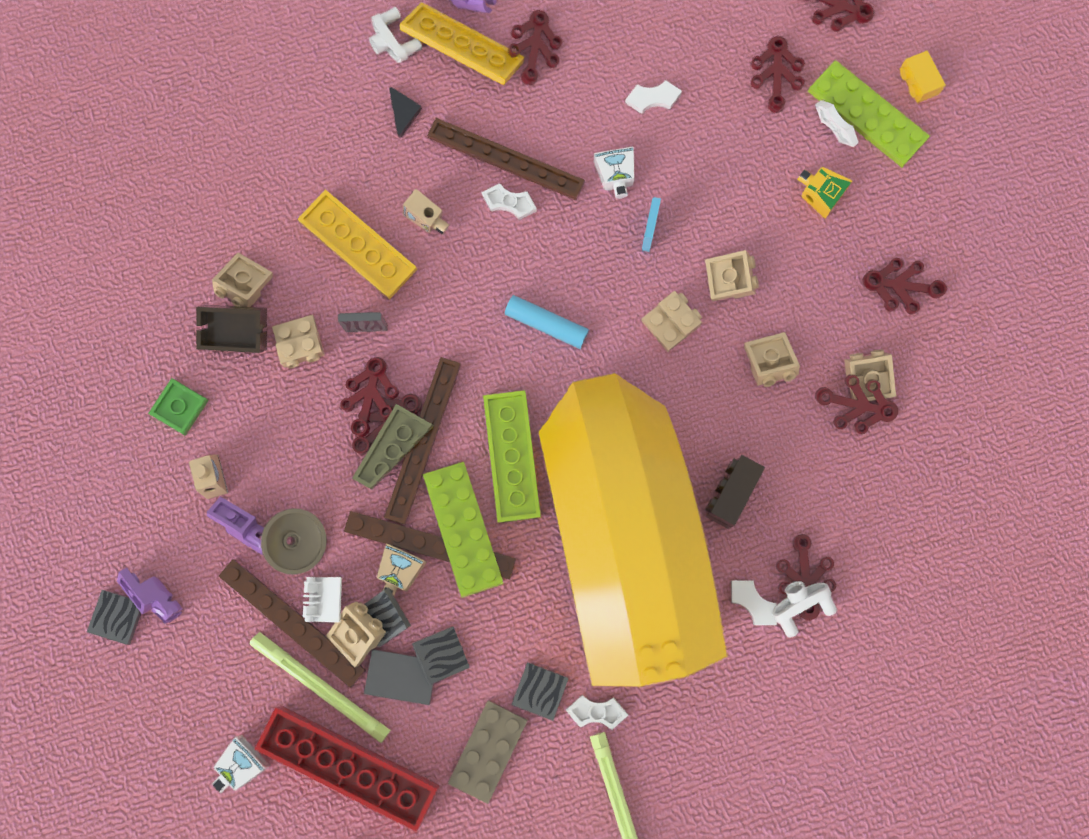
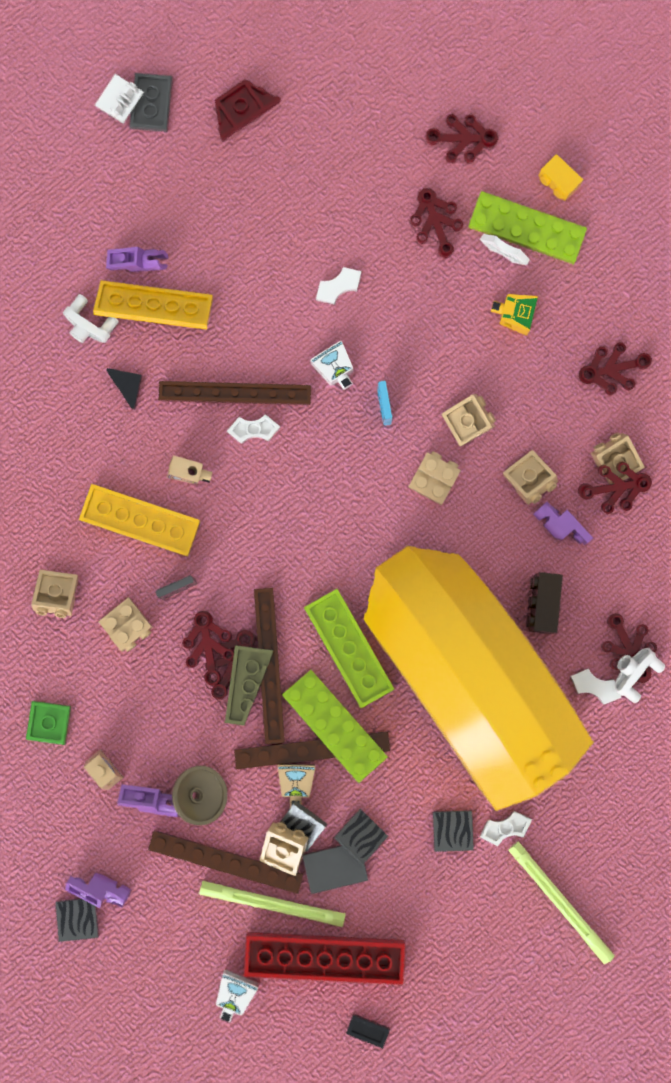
camera: 30 degrees left, 5 degrees up
(231, 328) = (66, 639): dark brown piece -> none
(323, 599) = (245, 832): white hinge -> none
(487, 752) = (431, 896): dark tan plate -> none
(536, 44) = (217, 279): dark red plant -> none
(546, 321) = (330, 521): medium azure brick -> none
(785, 420) = (562, 524): none -> medium lavender plate

